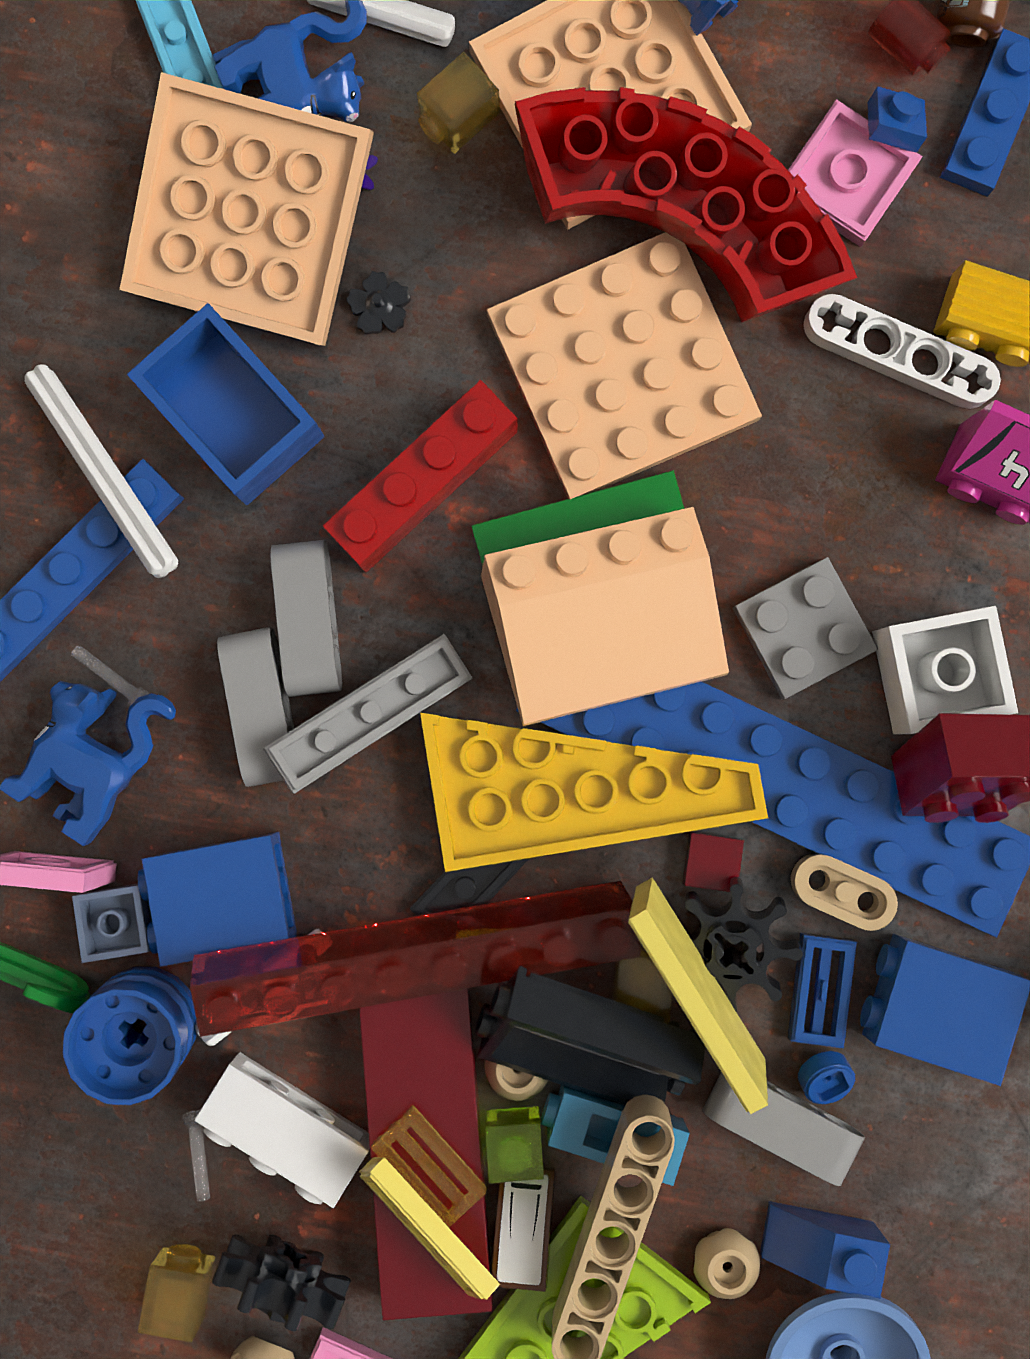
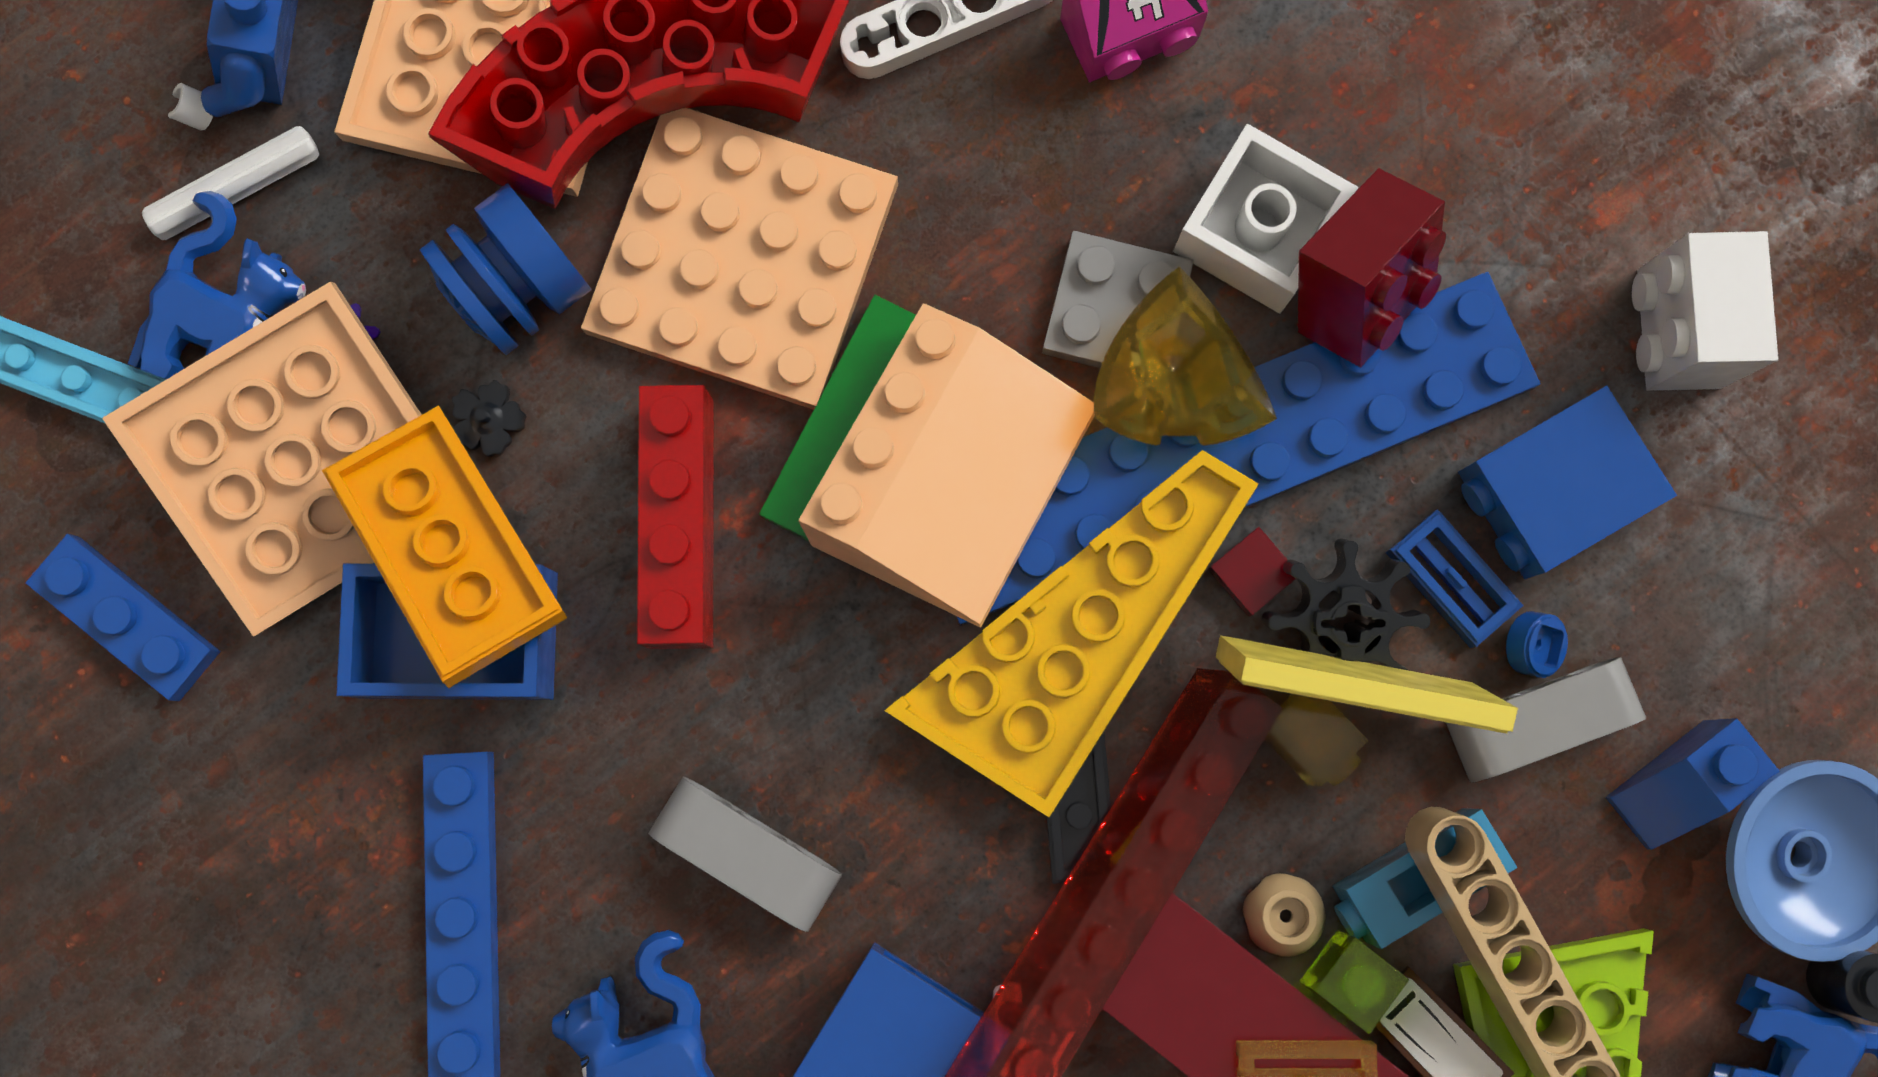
camera: 45 degrees left, 5 degrees down
(61, 200) = (123, 617): none -> blue plate
(101, 471) = (399, 802): white axle -> none
(108, 674) = (588, 969): clear piece -> none
(273, 353) = (444, 546): none -> light orange tile
(306, 618) = (704, 737): light grey beam -> none
(367, 714) = (842, 760): light grey tile -> none
(457, 103) = (378, 190): clear yellow brick -> none
(477, 229) = (504, 270): none -> blue wheel
(586, 1040) = (1316, 825): black door -> none
(724, 1247) = (1610, 882): tan plate -> none
(795, 705) = (1179, 372): none -> clear yellow brick
(842, 890) = (1379, 480): tan plate -> none

